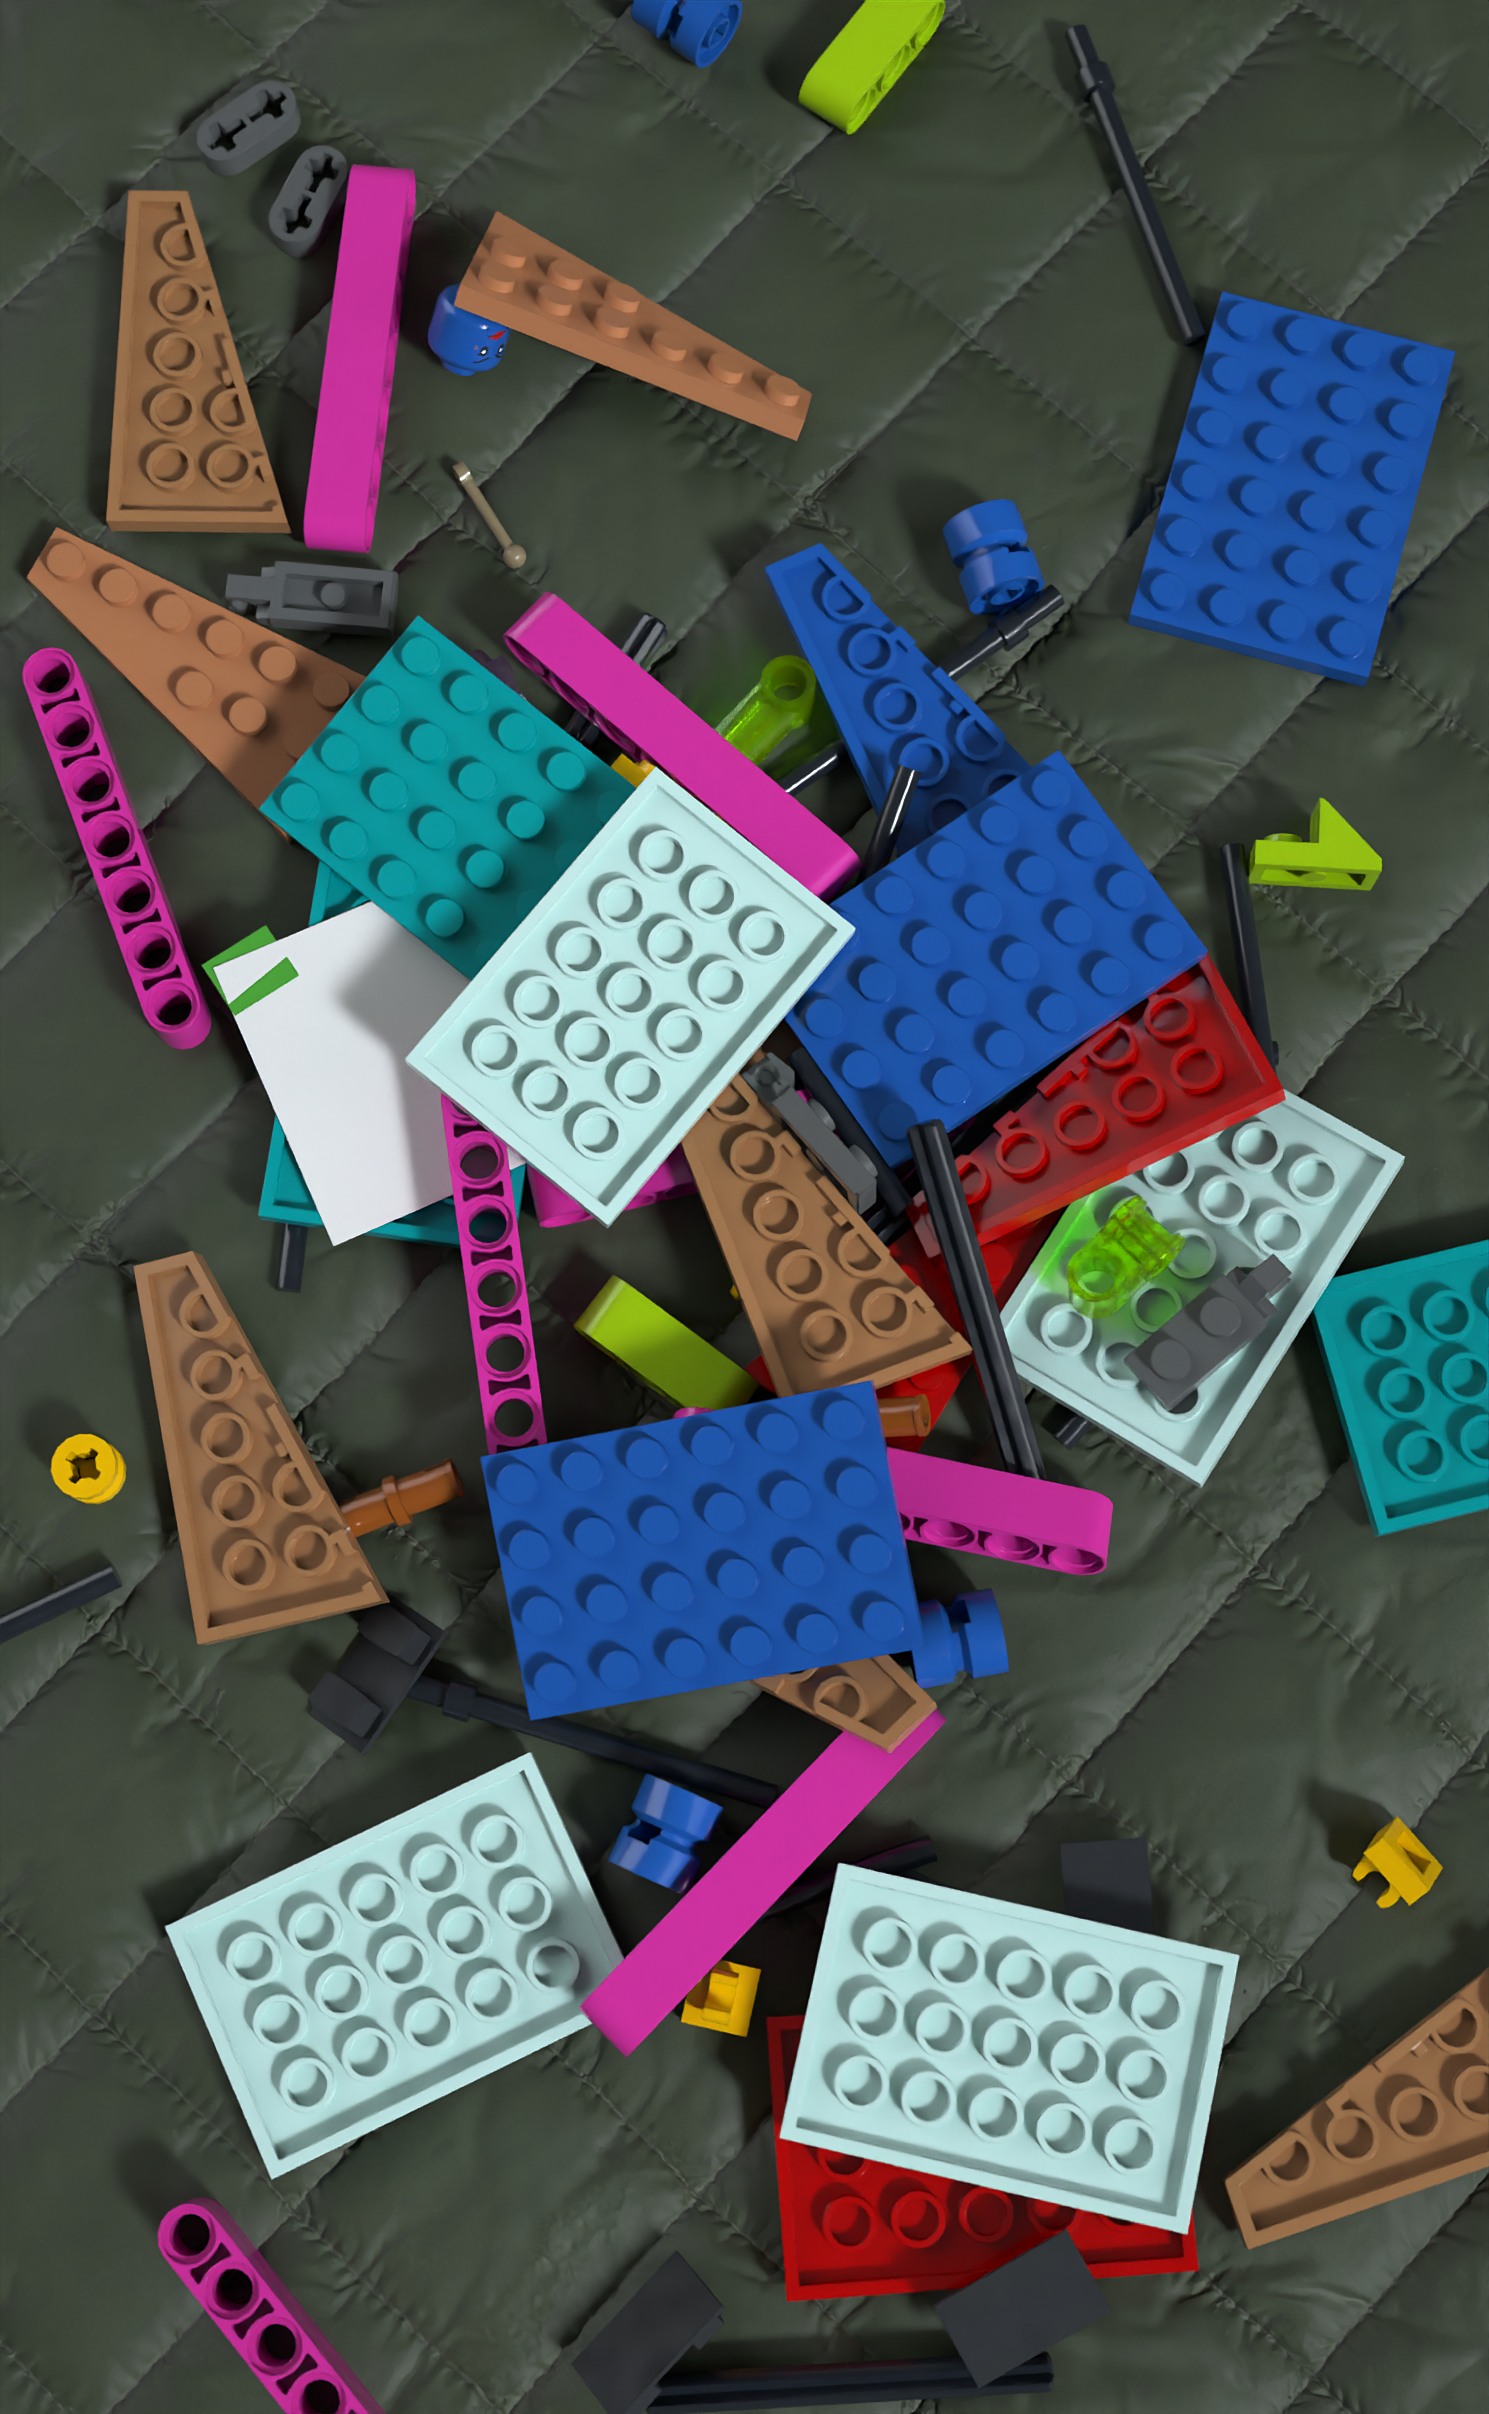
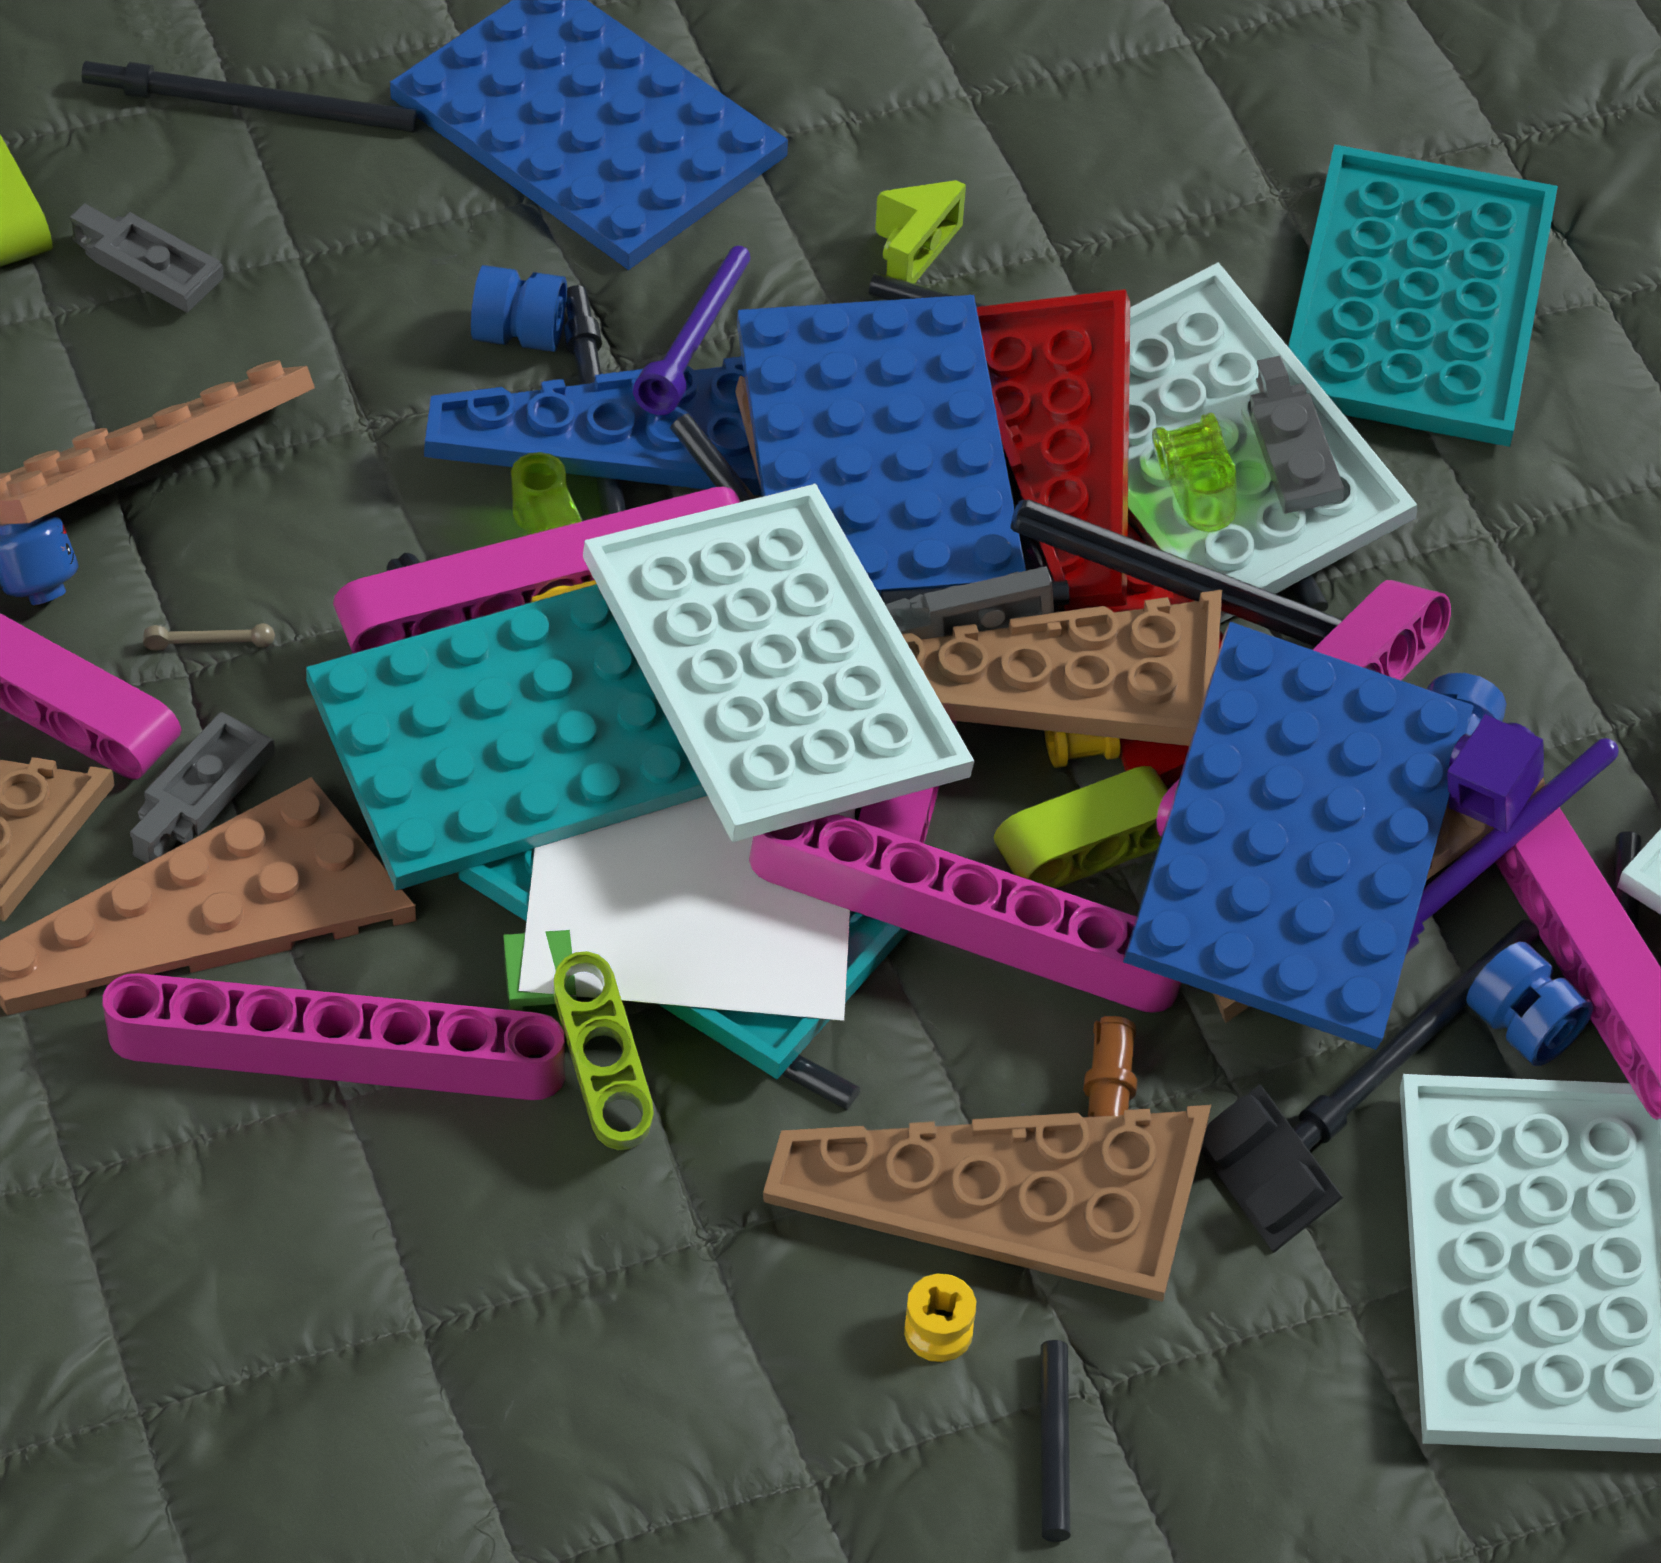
camera: 70 degrees left, 25 degrees down
(158, 1074) = (598, 1018): none -> lime beam
(830, 1740) = (1497, 842): none -> dark purple piece
(855, 1699) = (1495, 772): none -> dark purple brick
(877, 217) = (147, 256): none -> dark grey hinge
(949, 729) = (663, 381): none -> dark purple piece

